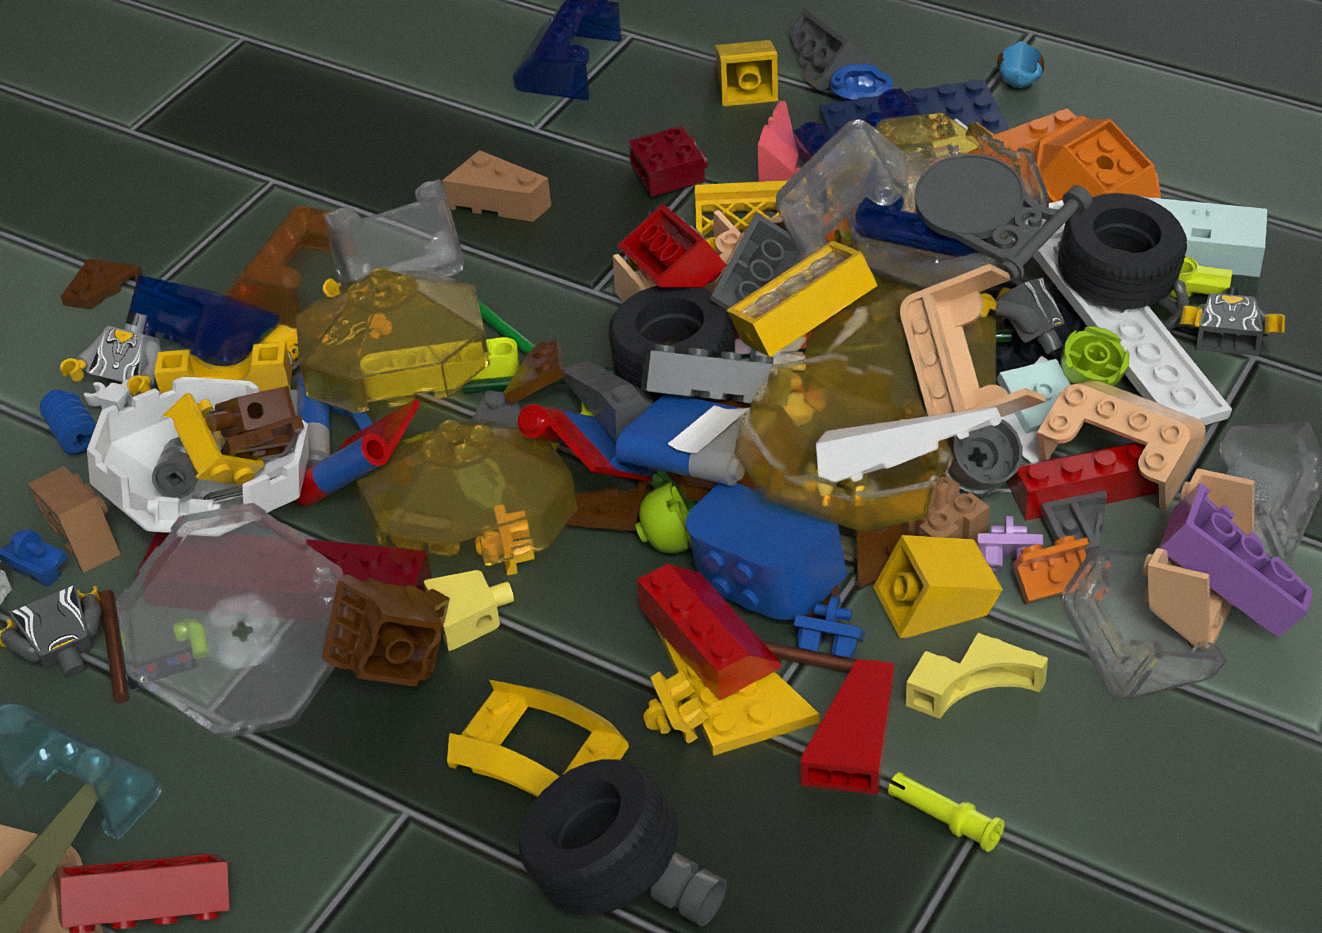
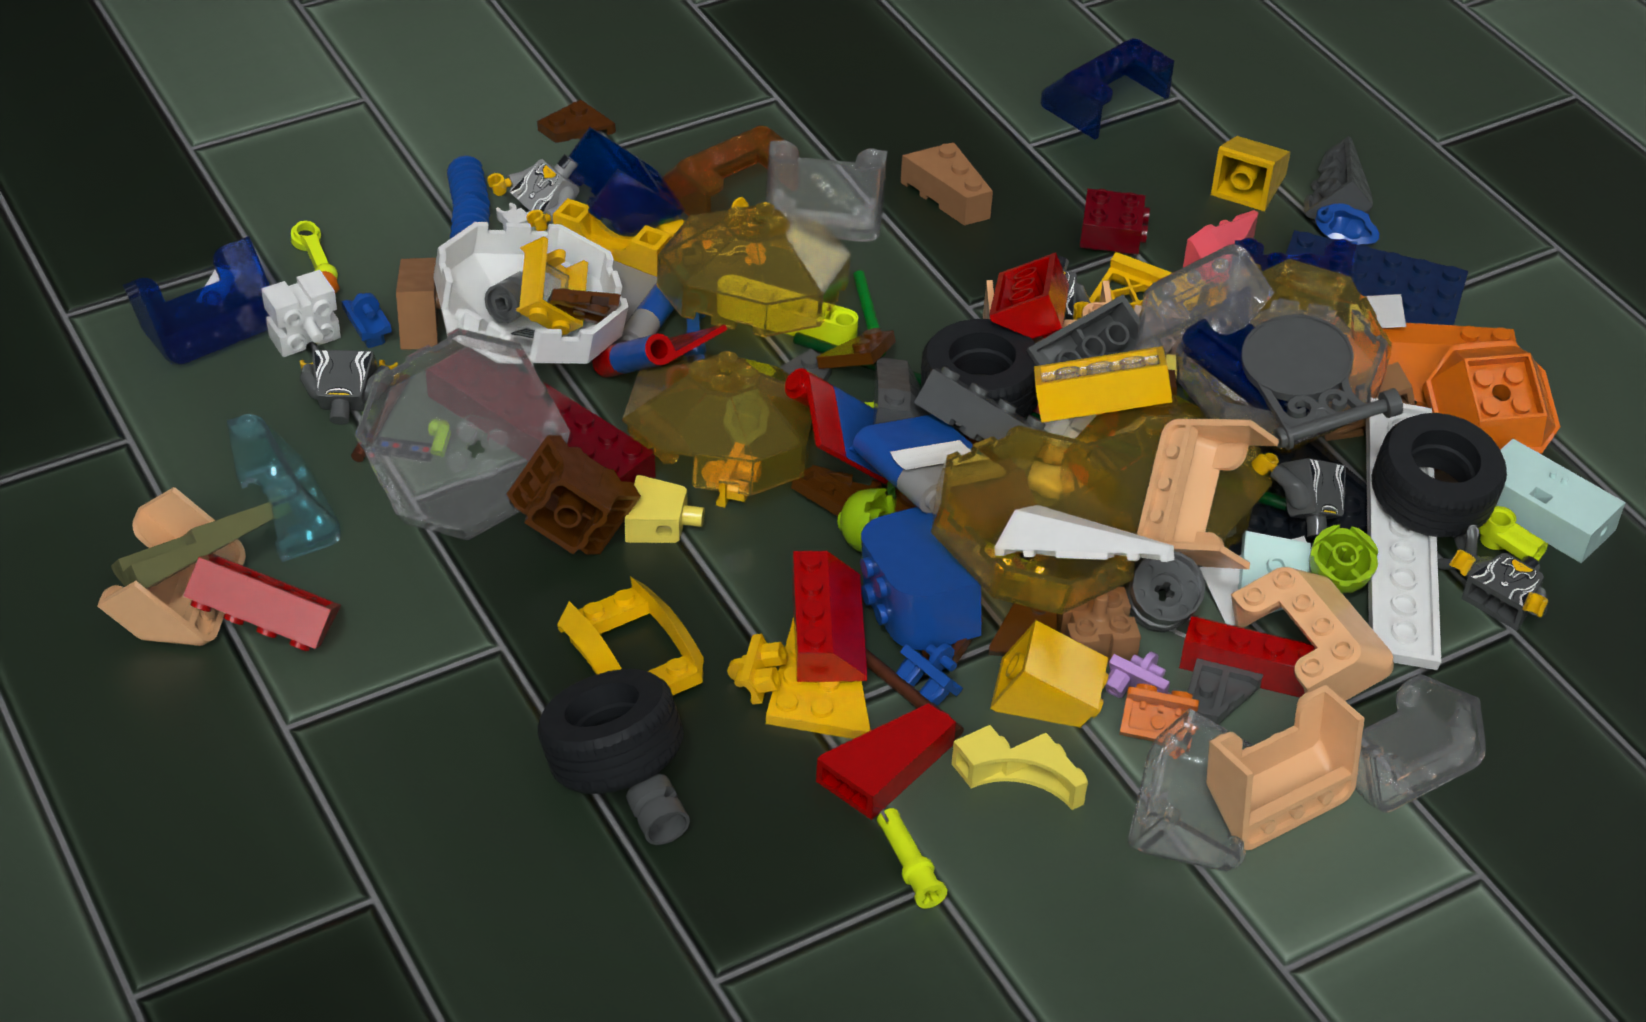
camera: 25 degrees right, 0 degrees up
(34, 379) = (467, 176): none -> blue piece
(245, 412) = (586, 274): reddish brown torso -> none
(1020, 65) = (1511, 272): dark azure hair -> none
(1238, 568) = (1302, 780): medium lavender wedge -> none

